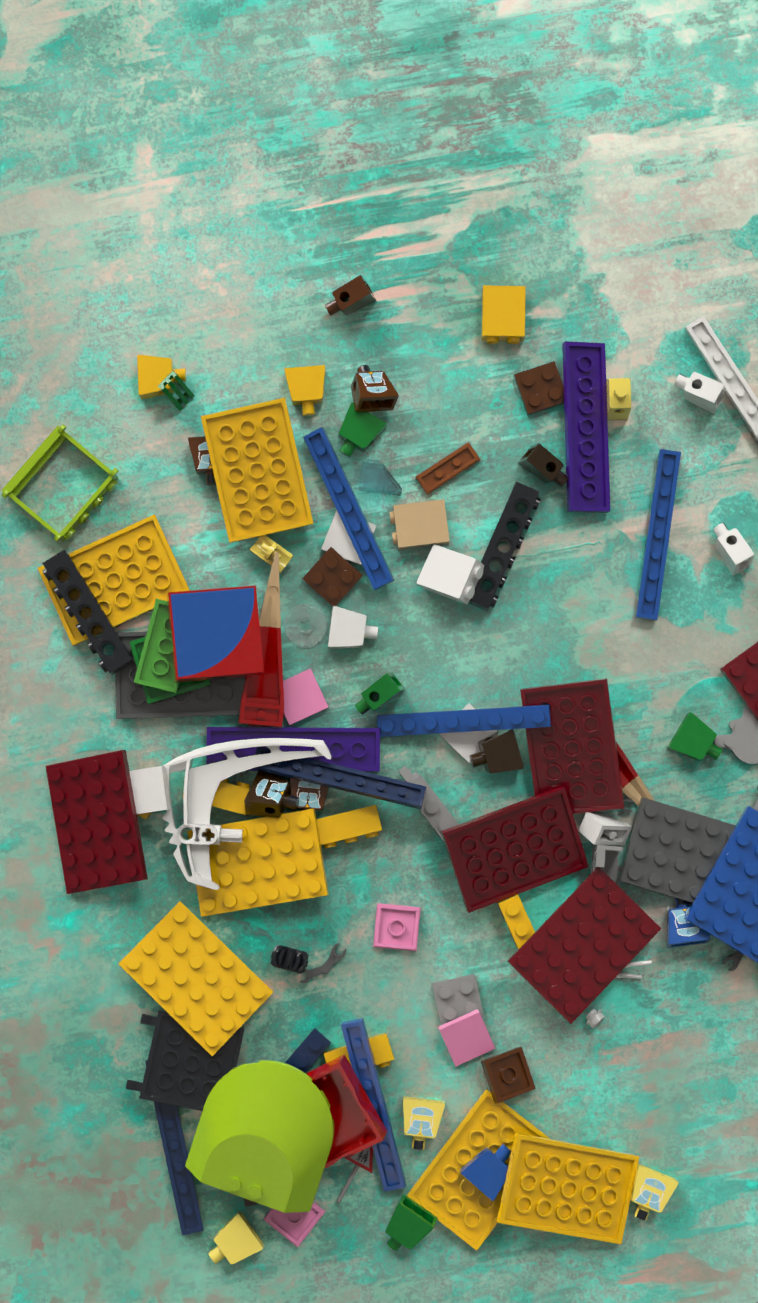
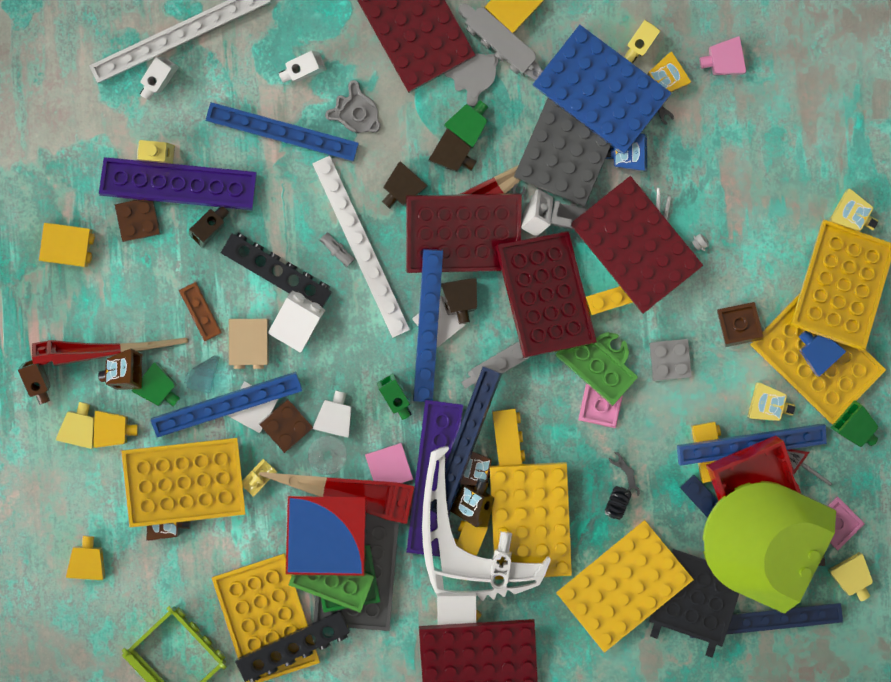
camera: 80 degrees left, 5 degrees up
(182, 397) = (93, 553): green tile -> none
(304, 349) = (78, 427): none -> light yellow torso
(385, 331) = (71, 352): none -> red plate
(441, 922) = (601, 366): none -> bright green plate
(466, 1037) = (703, 356): bright pink tile -> none
(535, 610) = (337, 249): none -> light grey pin
(541, 637) = (361, 246): none -> white plate
(619, 672) = (402, 183): none -> dark brown torso
(659, 725) = (452, 153): none -> dark brown torso
(691, 613) = (356, 111): none -> light grey tile

